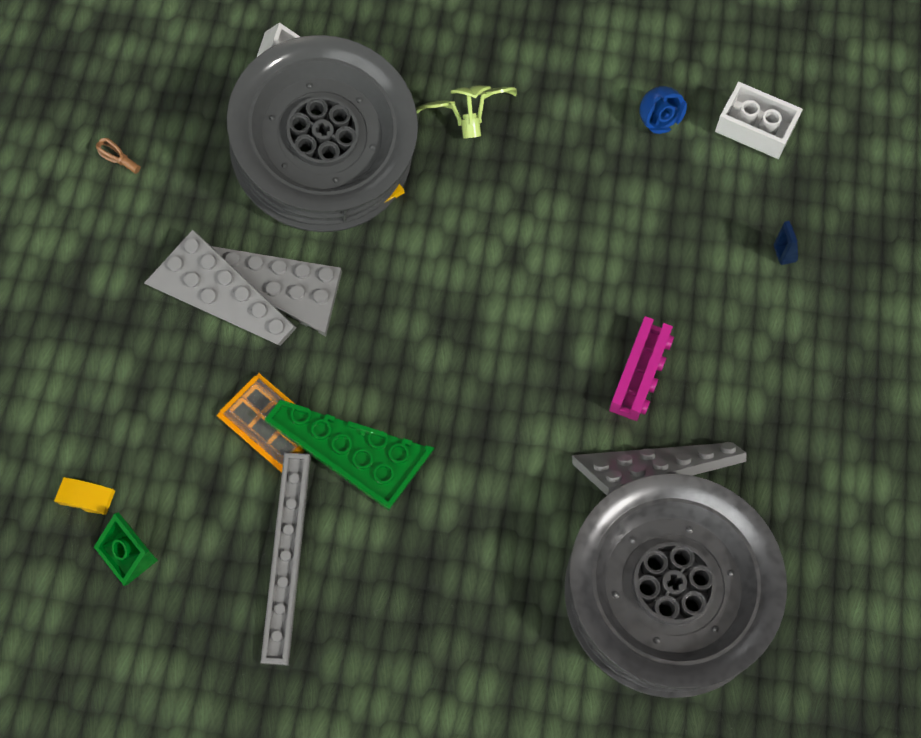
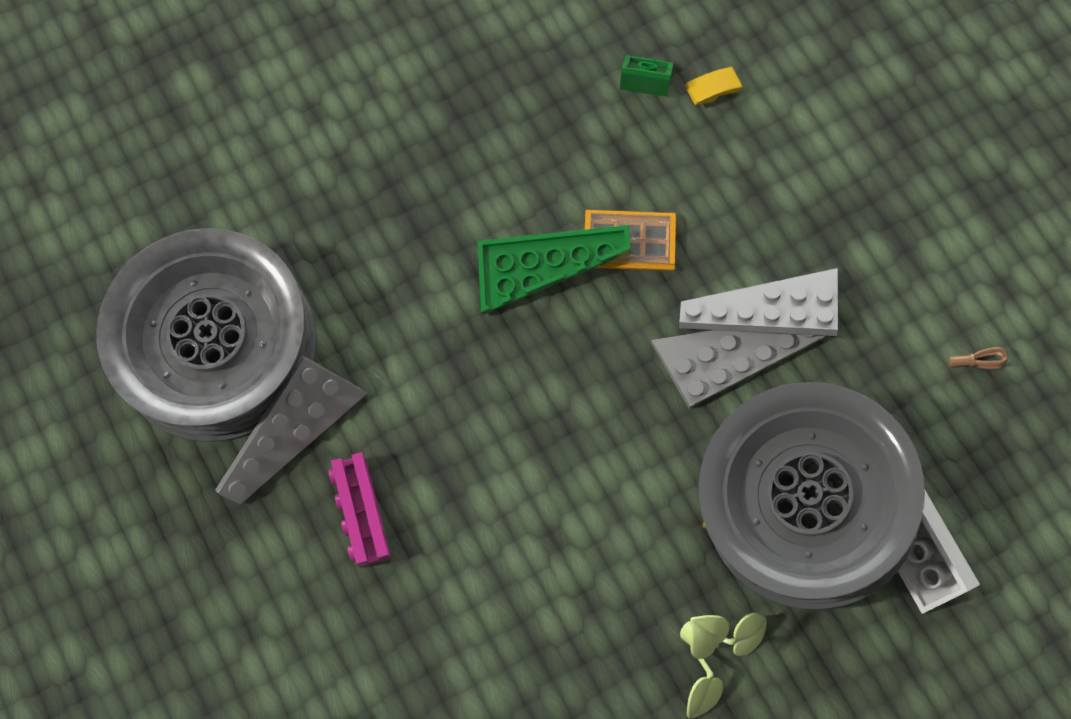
camera: 145 degrees right, 5 degrees up
(286, 560) = (527, 155): light grey tile -> none

